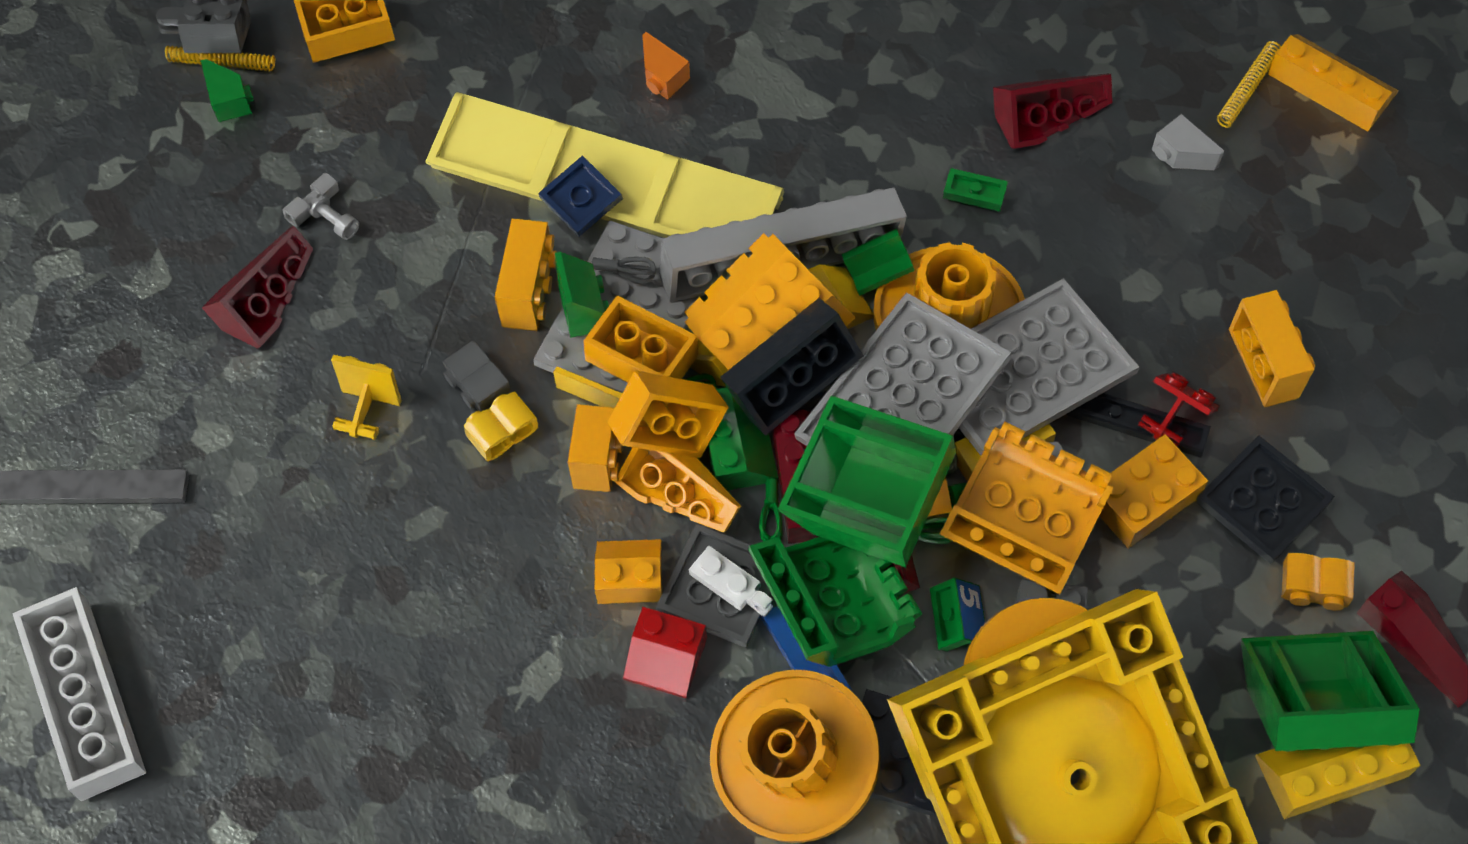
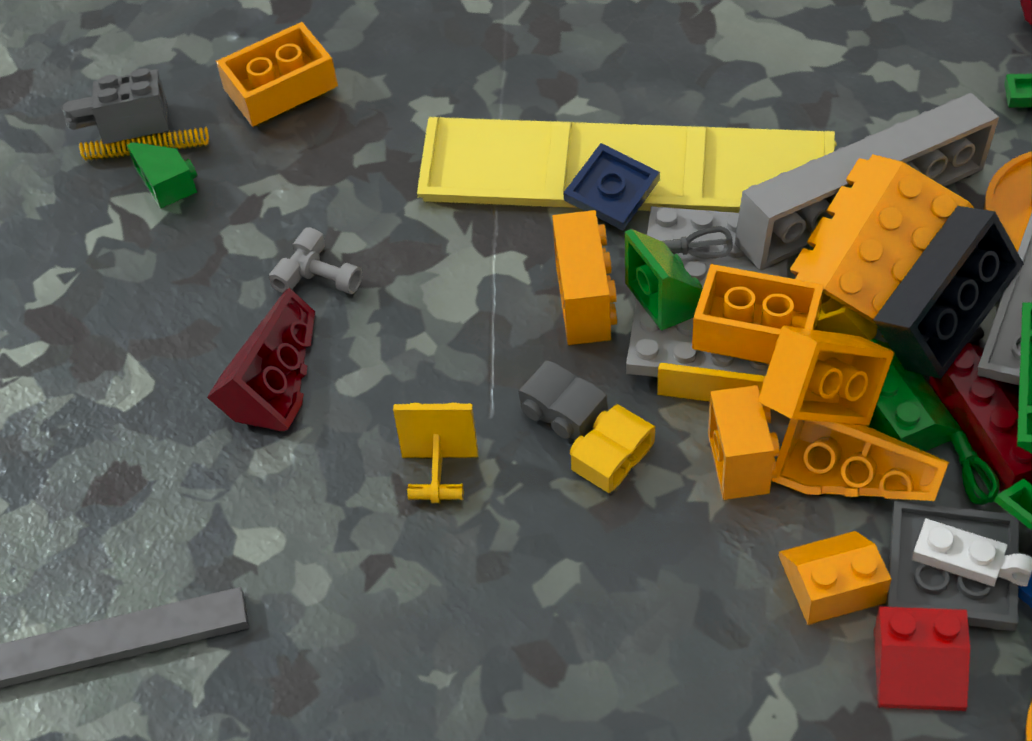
camera: 10 degrees left, 10 degrees down
(664, 67) = (647, 47): orange slope -> none
(878, 262) = (980, 174): green panel -> none

